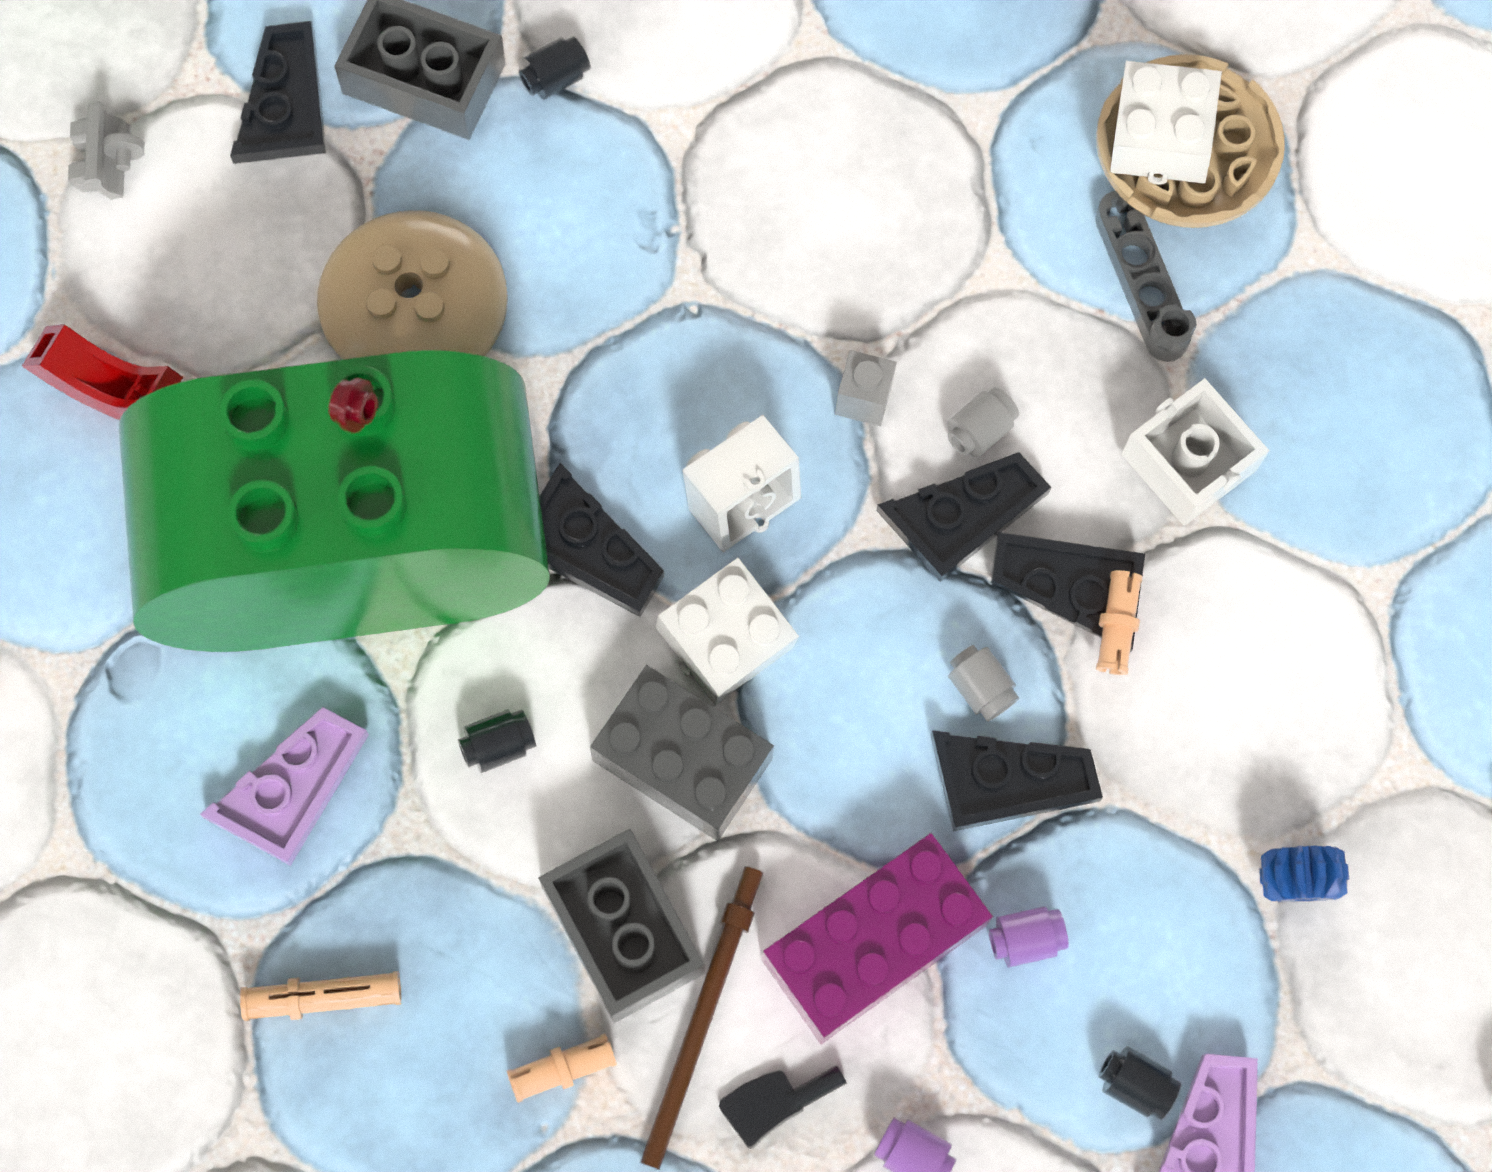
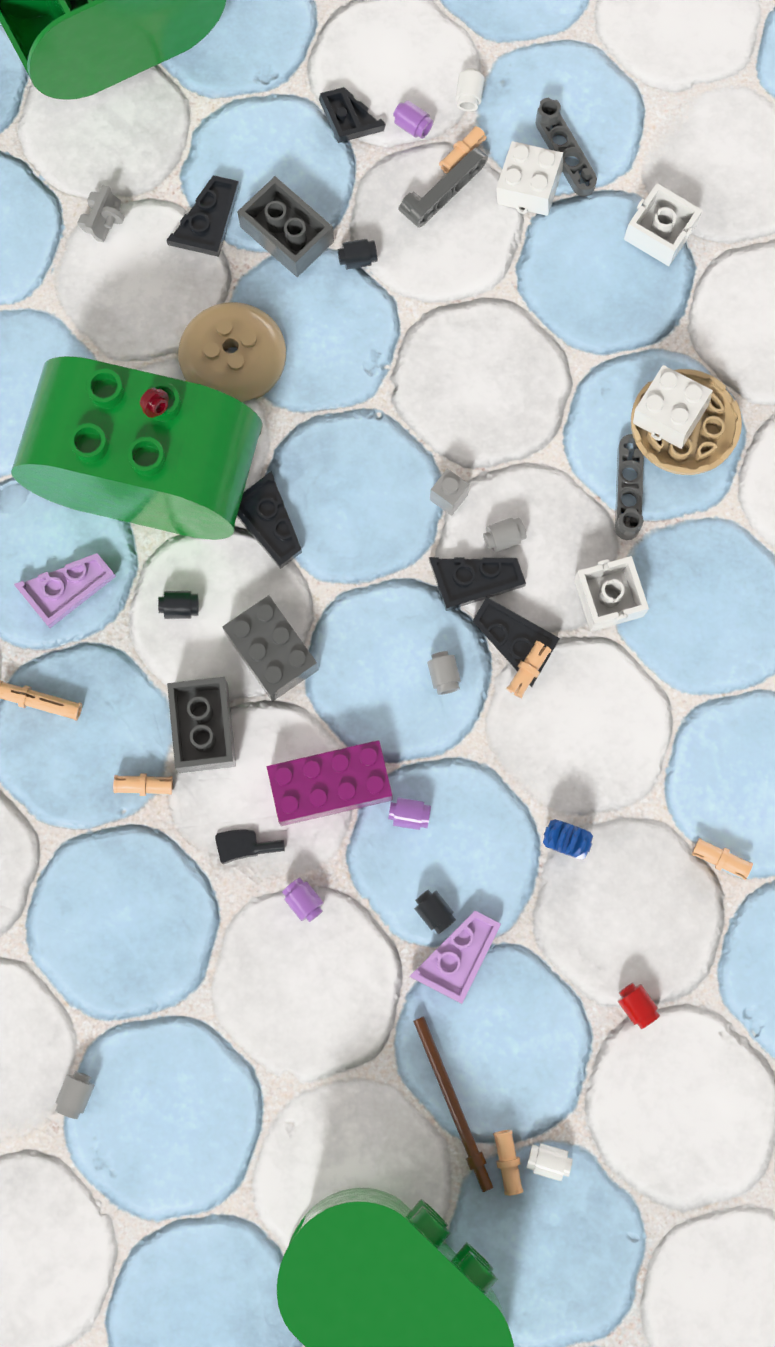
camera: 25 degrees right, 5 degrees up
(91, 373) = (49, 332): red arch -> none
(726, 631) = (320, 593): white brick -> none
(735, 921) = (263, 745): reddish brown bar -> none
(742, 480) = (360, 518): white brick -> none
(1006, 781) = (434, 729): black wing -> none

